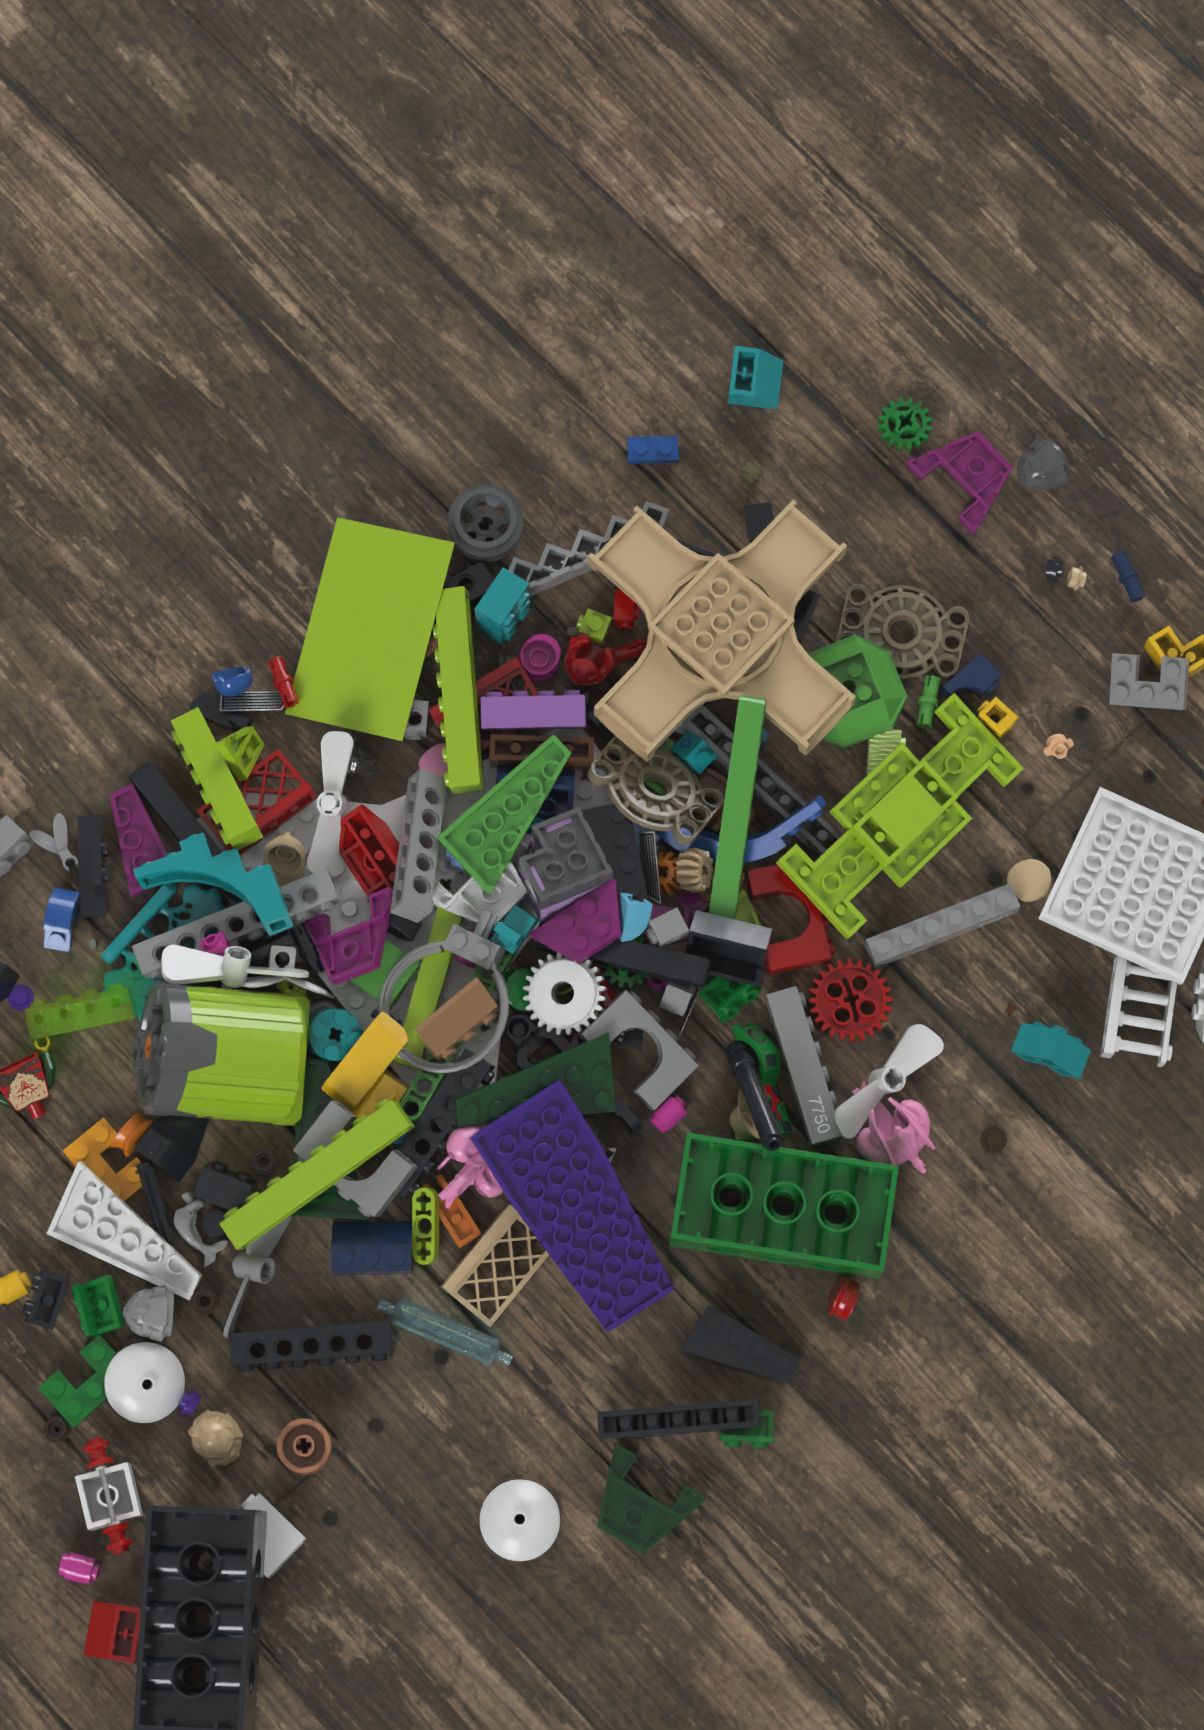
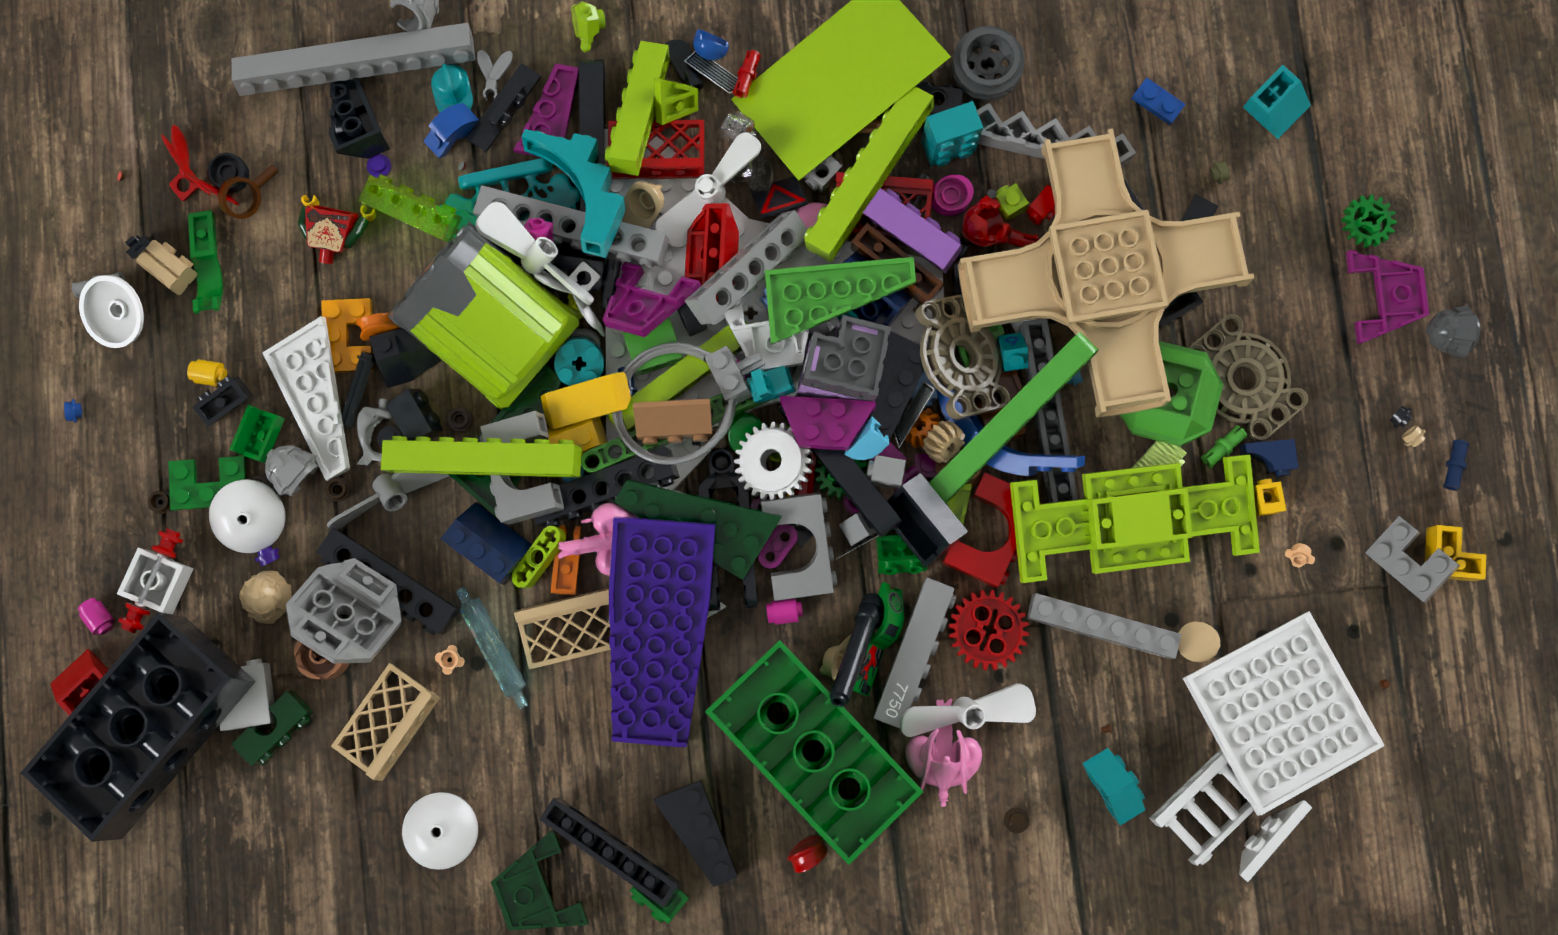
camera: 40 degrees right, 5 degrees up
(31, 884) = (451, 87): none -> teal piece
(109, 739) = (587, 23): none -> lime rock
(301, 1369) = (348, 590): none -> light grey piece
(309, 1568) = (290, 714): none -> dark green arch
(310, 733) = (736, 124): none -> clear head
(396, 766) = (780, 198): none -> black piece
(413, 1363) = (442, 658): none -> light nougat plate
(424, 1459) = (404, 730): none -> tan fence
(623, 1064) = (777, 546): none -> magenta plate

